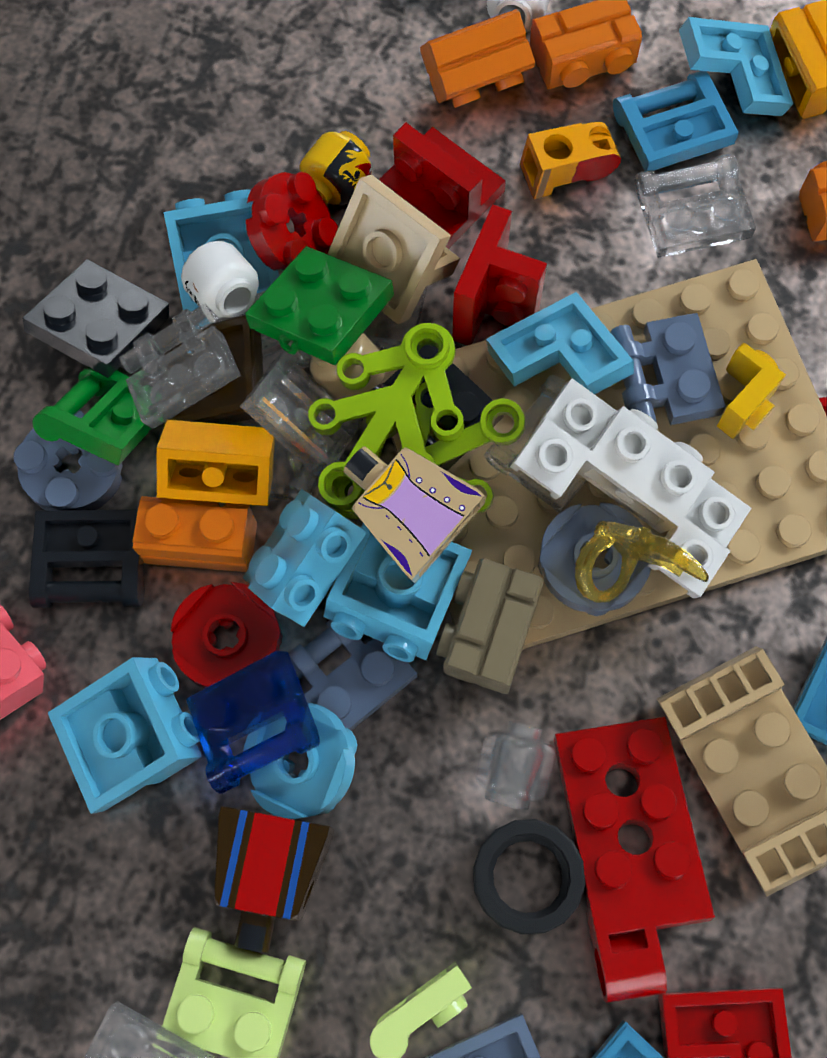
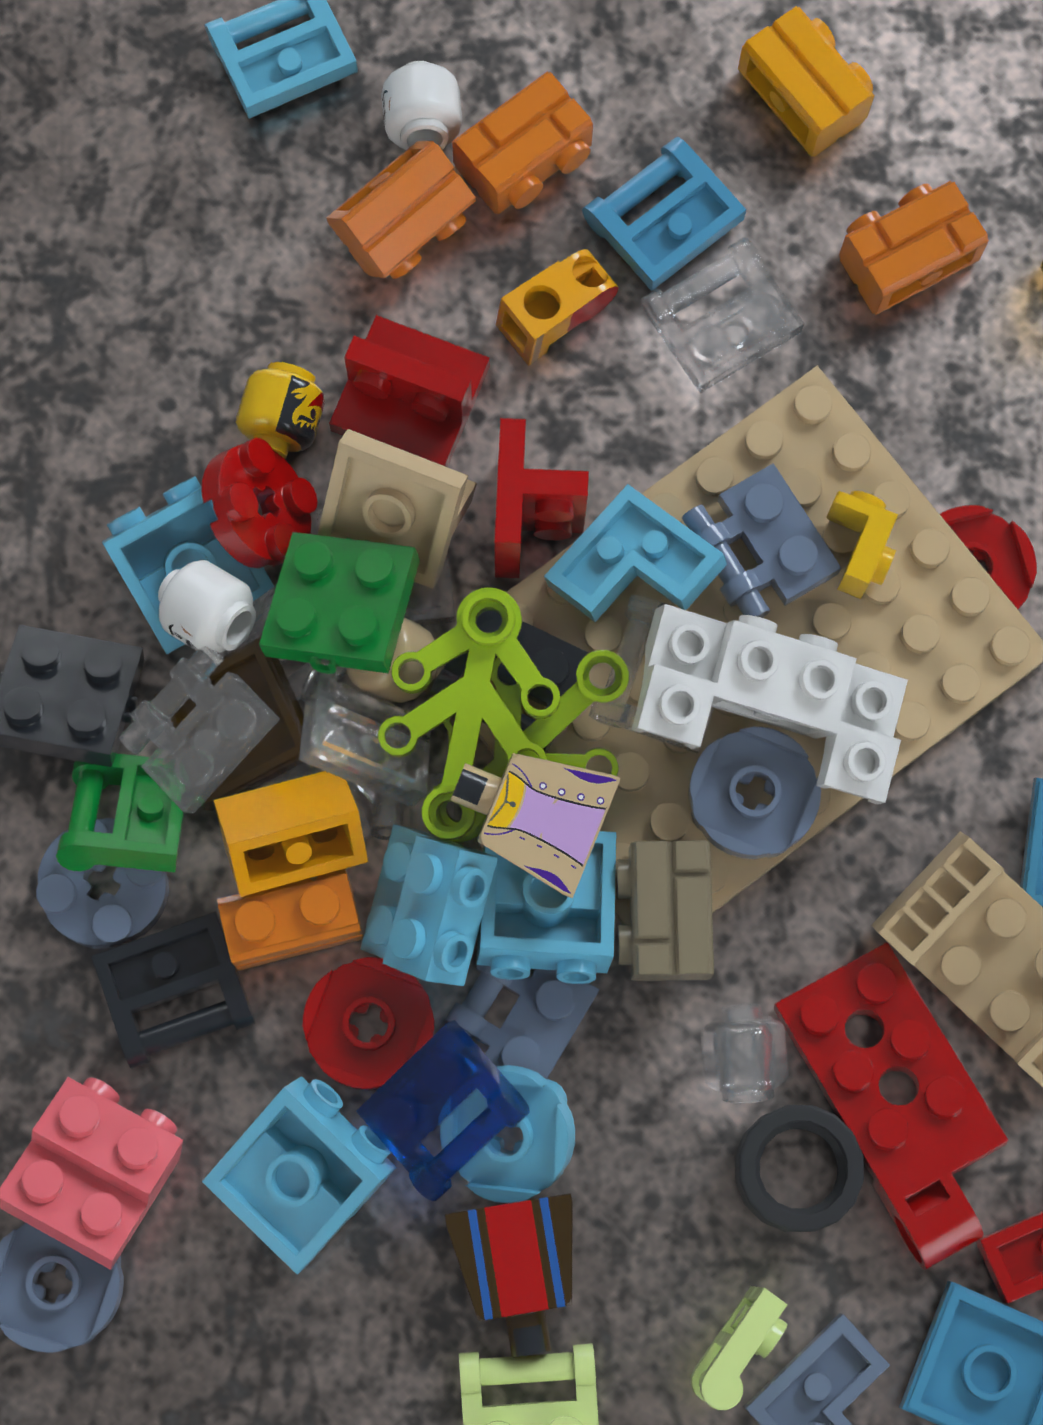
camera: 25 degrees left, 5 degrees up
(633, 545) = (795, 773): clear yellow piece -> none
(744, 52) = (721, 100): medium azure plate -> none

